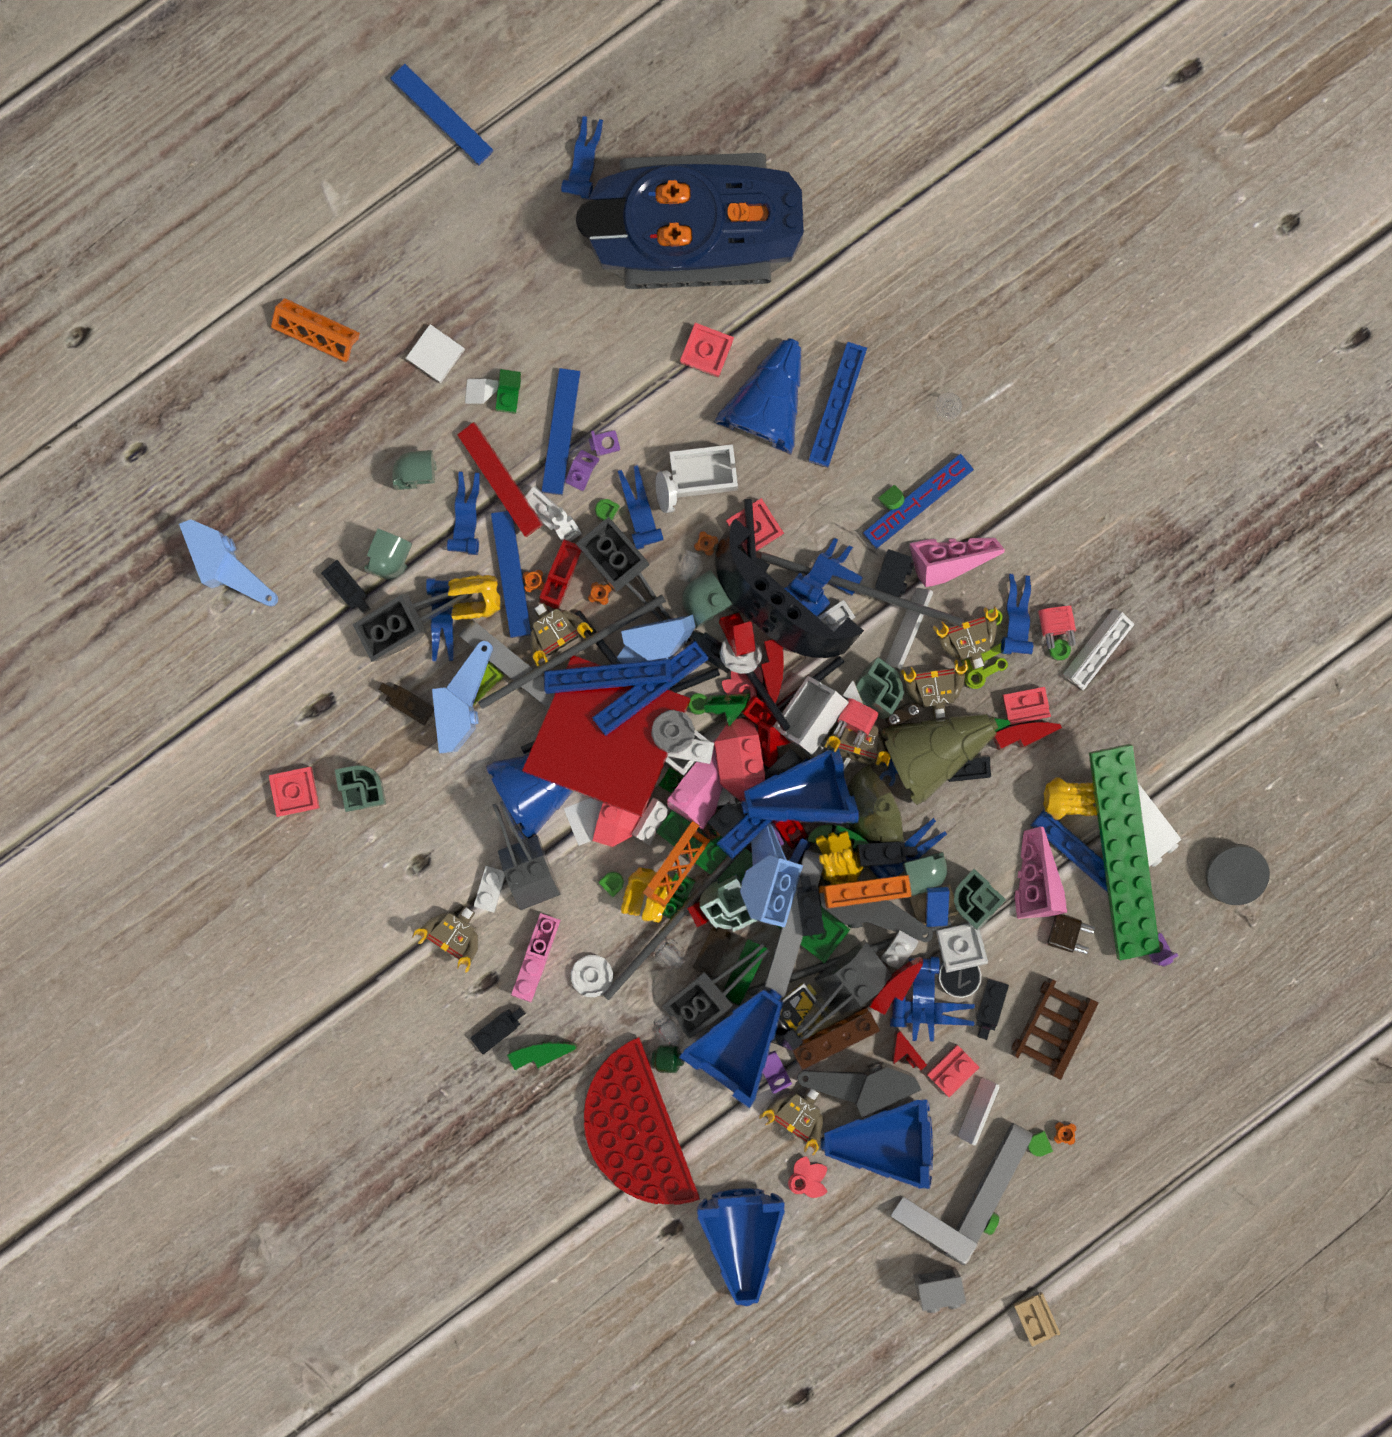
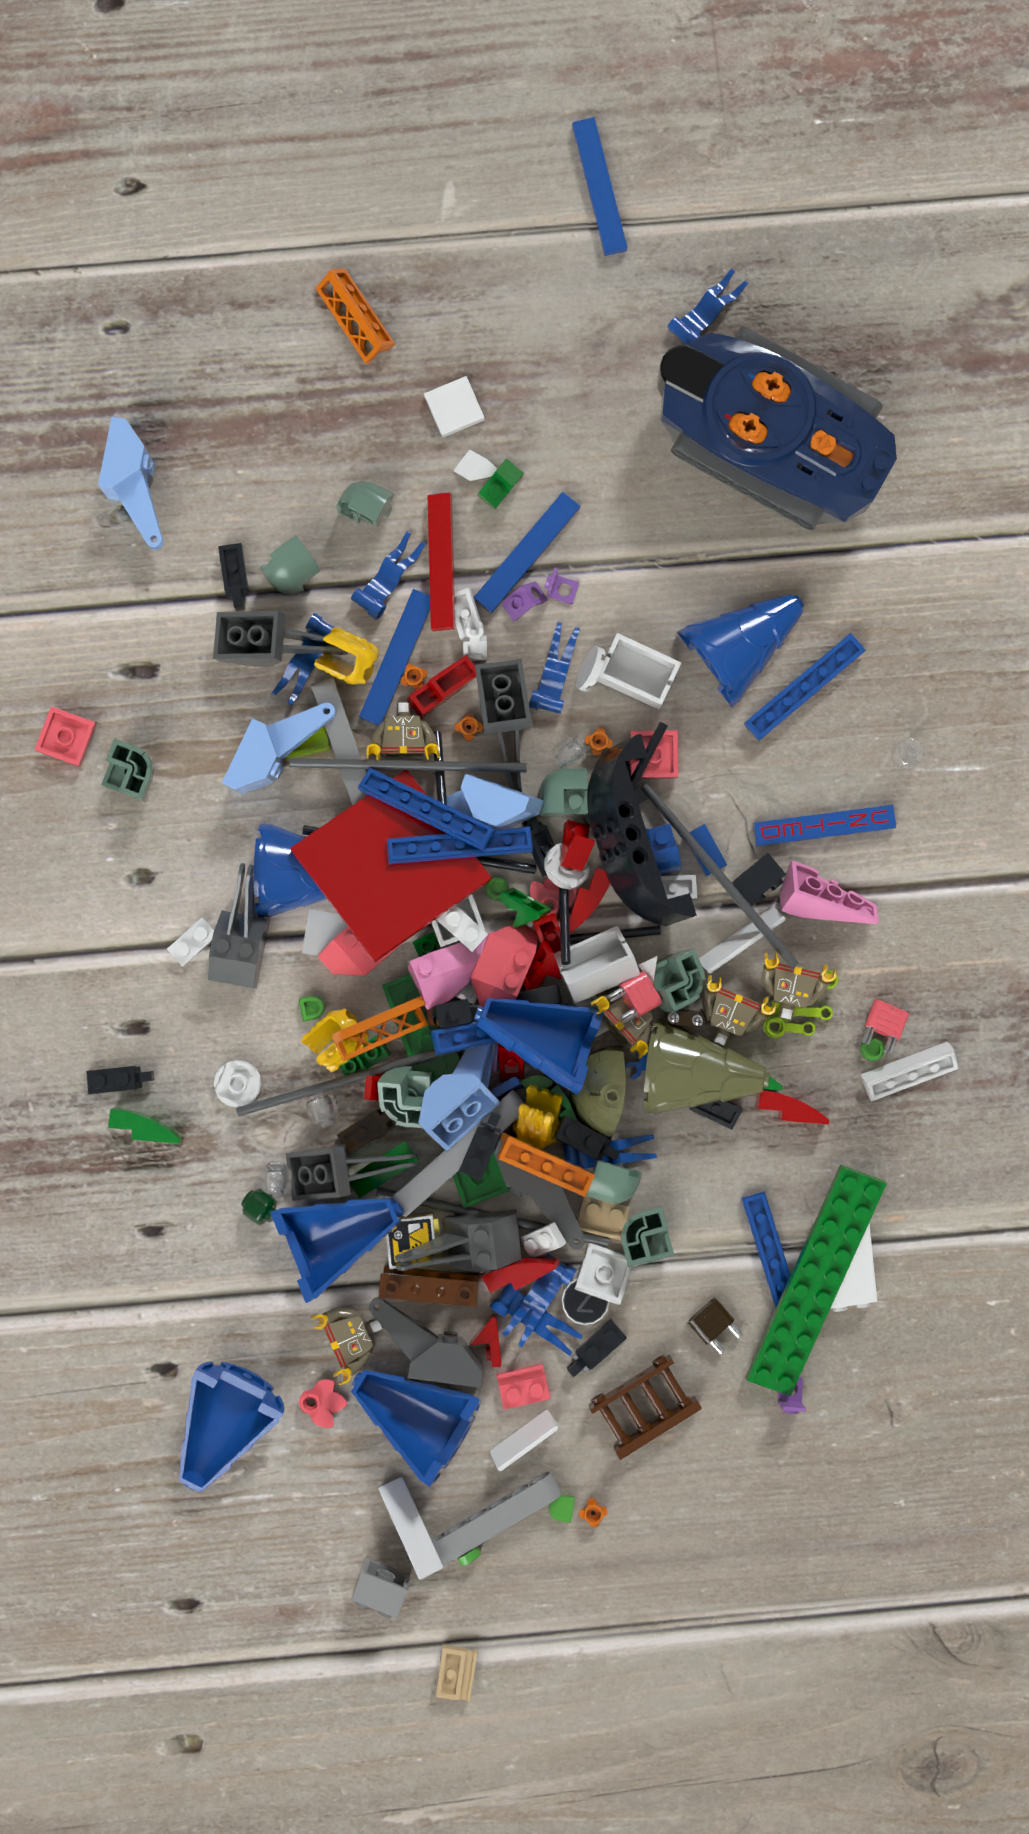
camera: 20 degrees right, 0 degrees up
(408, 703) = (223, 718): dark brown hinge -> none
(452, 935) = (130, 964): dark tan torso -> none
(536, 958) = (194, 1034): bright pink slope -> none
(606, 508) = (524, 650): bright green tile -> none
(633, 1132) = (185, 1254): red plate -> none
(651, 821) = (383, 972): white plate -> none
(673, 731) = (455, 899): light grey tile -> none
(706, 350) = (712, 559): coral plate -> none
(774, 1071) = (353, 1281): medium lavender bracket -> none
(787, 1038) = (383, 1258): black piece -> none
(821, 573) = (688, 837): blue flag -> none
(892, 498) = (801, 807): bright green tile -> none
(937, 906) = (604, 1221): blue tile -> none
(1019, 621) = (850, 997): blue flag -> none
(1026, 705) = (808, 1082): coral plate -> none
(1040, 884) = (715, 1261): bright pink wedge -> none
(1069, 799) = (793, 1196): yellow piece -> none
(1237, 874) = (910, 1368): dark grey piece -> none

